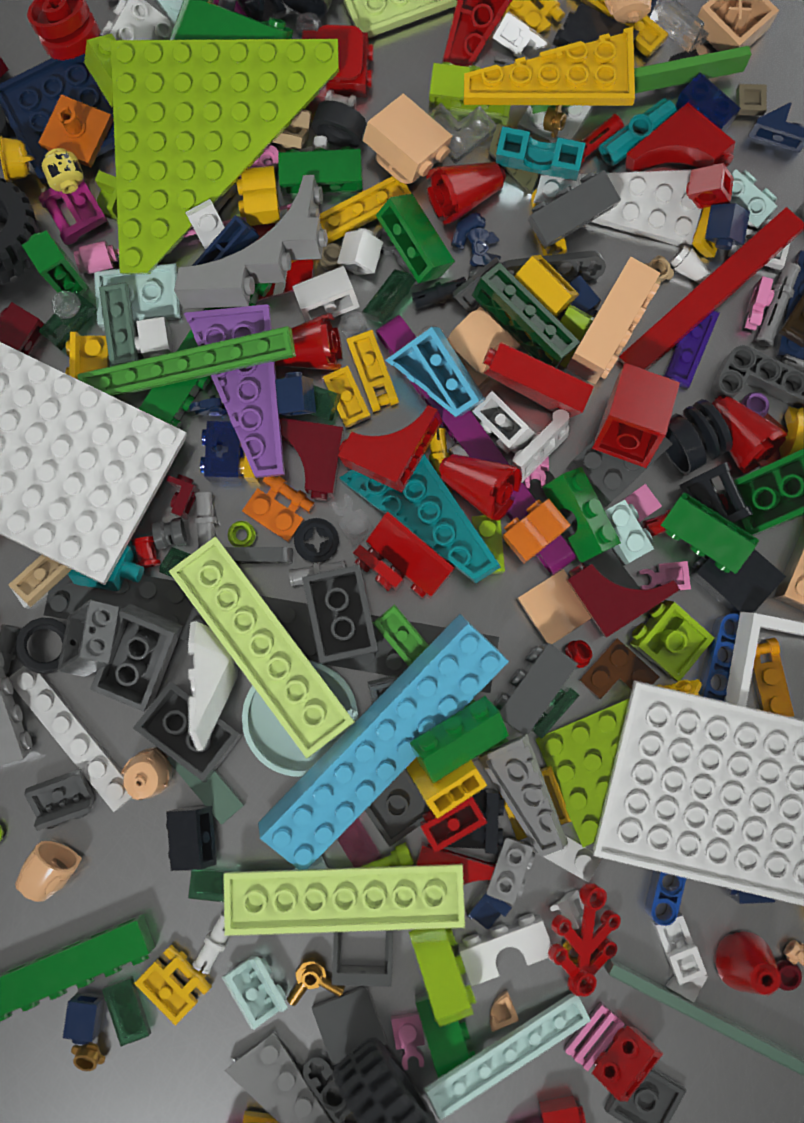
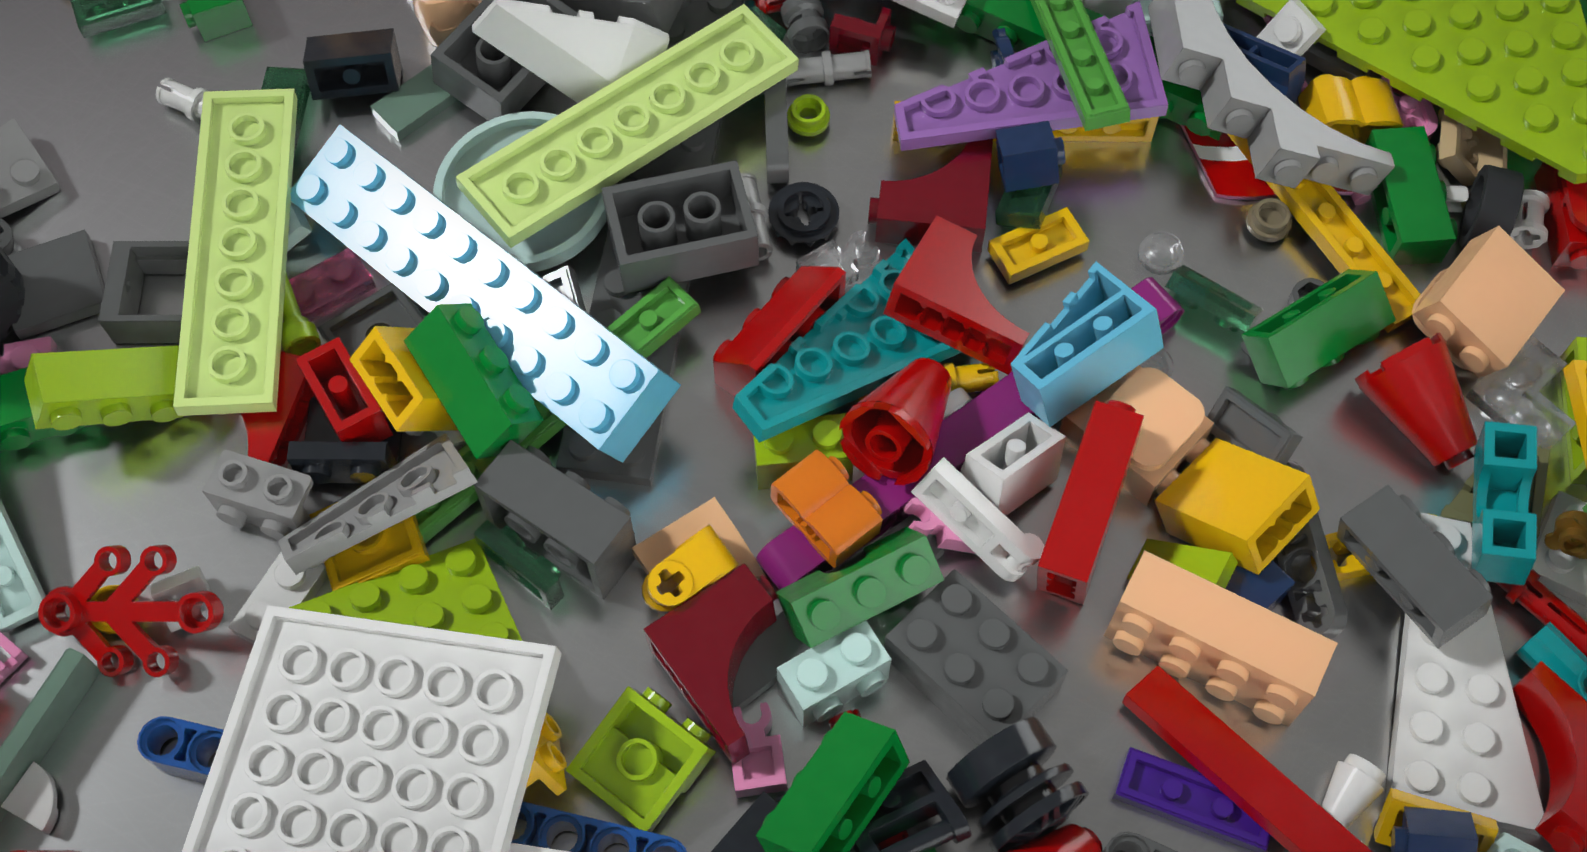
camera: 85 degrees right, 20 degrees down
(167, 991) = (141, 48): yellow plate -> none
(225, 467) = (922, 70): clear blue brick -> none
(255, 991) = (120, 154): light aqua bracket -> none
(274, 515) = (844, 155): orange plate -> none
(311, 975) = (130, 223): pearl gold piece -> none
(315, 345) = (1116, 188): red cone -> none
(328, 293) = (1198, 204): white brick -> none
(360, 251) = (1282, 252): white brick -> none
(372, 369) = (1121, 259): yellow plate -> none
(385, 575) = (752, 287): red plate -> none
(437, 294) = (1227, 366): black pin -> none
(468, 223) = (1354, 411): dark blue arm -> none
(479, 241) = (1336, 433): dark blue piece -> none
(481, 952) = (129, 459): white arch -> none
(487, 909) = (197, 468): dark blue panel -> none
(502, 1012) = (36, 502): light nougat tile -> none
(526, 315) = (1202, 479): dark green fence -> none
(567, 609) = (693, 568): none -> yellow piece
(579, 652) = (619, 603): red plate -> none
(616, 664) = (599, 674): reddish brown plate -> none
(636, 415) = (1043, 653): red slope -> none
(643, 501) = (893, 708): bright pink tile -> none
(663, 266) = (1340, 726): tan plate -> none
(681, 950) = (96, 784): white slope -> none
(710, 186) = (1507, 806): brick -> none

